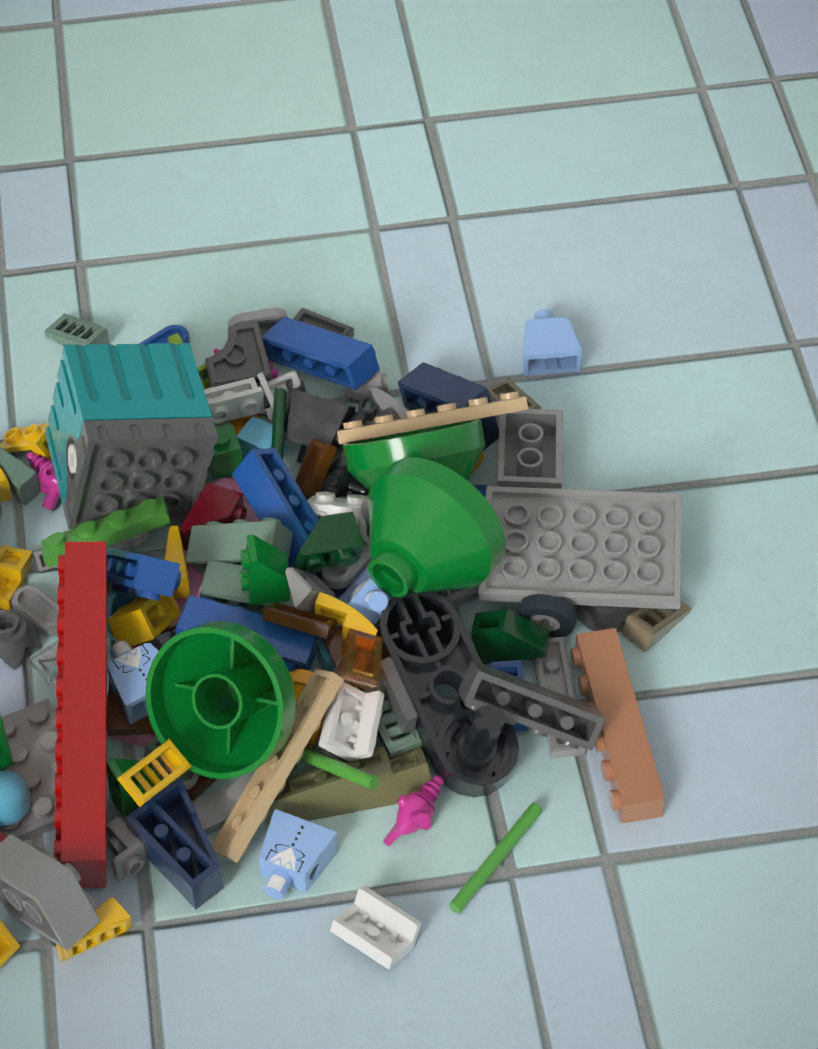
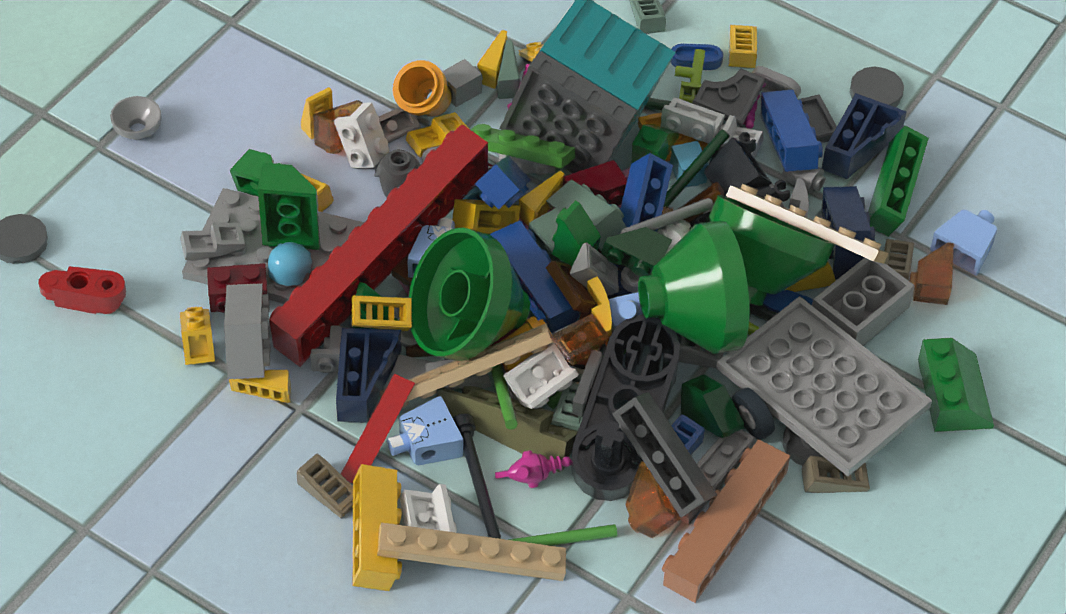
camera: 40 degrees right, 0 degrees up
(198, 323) = (743, 46): none -> yellow slope
(244, 962) = (314, 472): none -> dark tan slope
(249, 887) = (378, 426): none -> red sticker
(315, 499) = (673, 216): none -> light grey bar
(341, 976) = (374, 502): none -> yellow brick
(342, 271) = (878, 84): none -> dark grey tile
(376, 313) = (861, 135): none -> dark blue wedge
(380, 860) = (467, 427): none -> black piece
(446, 331) = (897, 180): none -> green brick
(447, 928) = (471, 551): none -> tan plate
(548, 760) = (648, 505): none -> clear orange slope
(559, 390) = (934, 276): none -> clear orange slope
(657, 468) = (954, 386): none -> green slope

